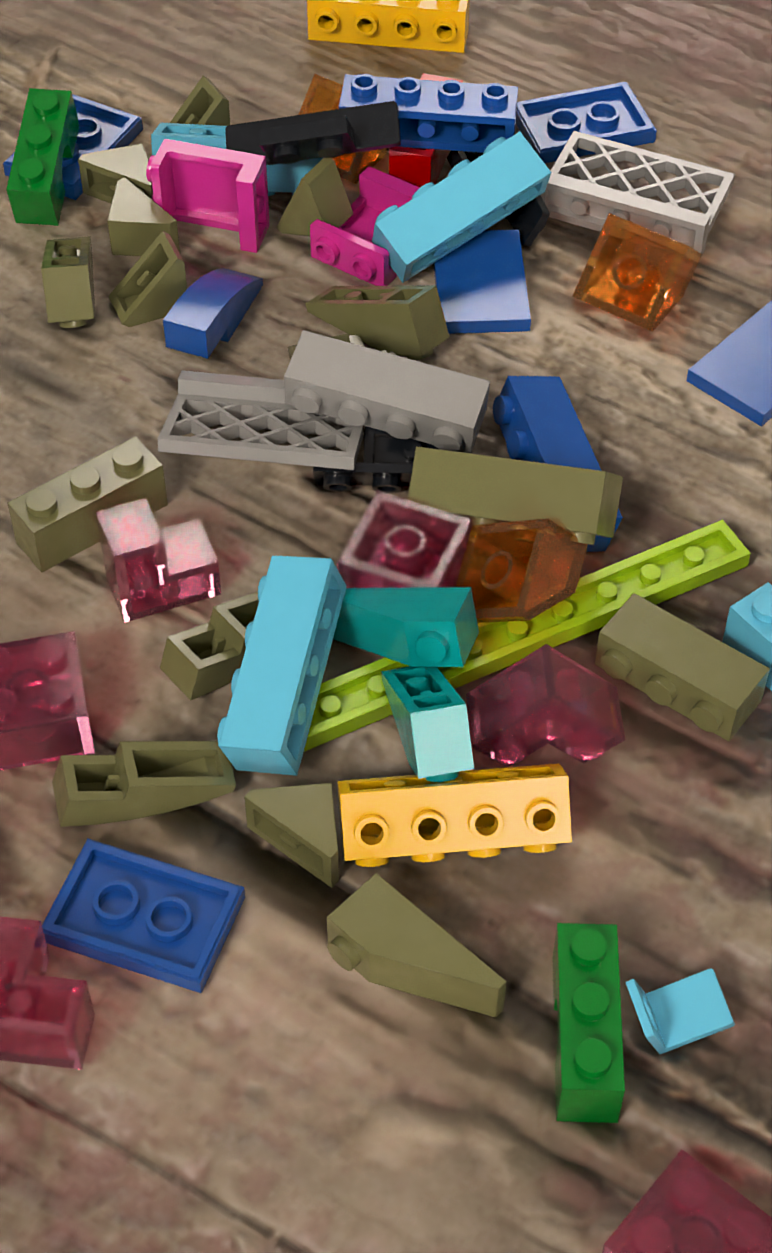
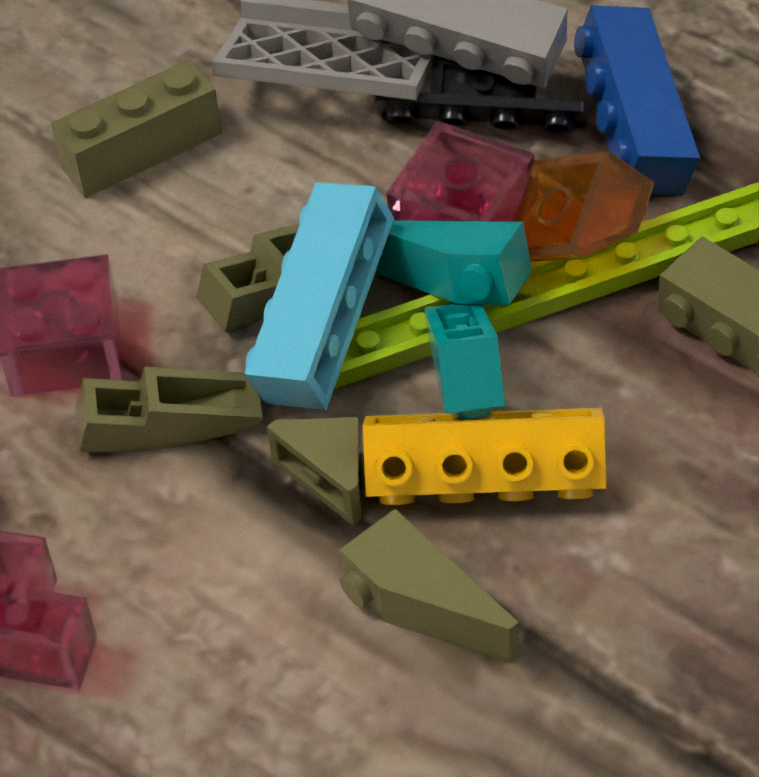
camera: 10 degrees right, 0 degrees up
(143, 915) = (156, 543): blue tile -> none
(155, 567) = (197, 194): clear pink brick -> none
(517, 490) = (571, 122): olive brick -> none
(544, 703) = (593, 344): clear pink brick -> none
(589, 1023) = (600, 670): green arch -> none
(681, 1010) = (701, 664): medium azure bracket -> none

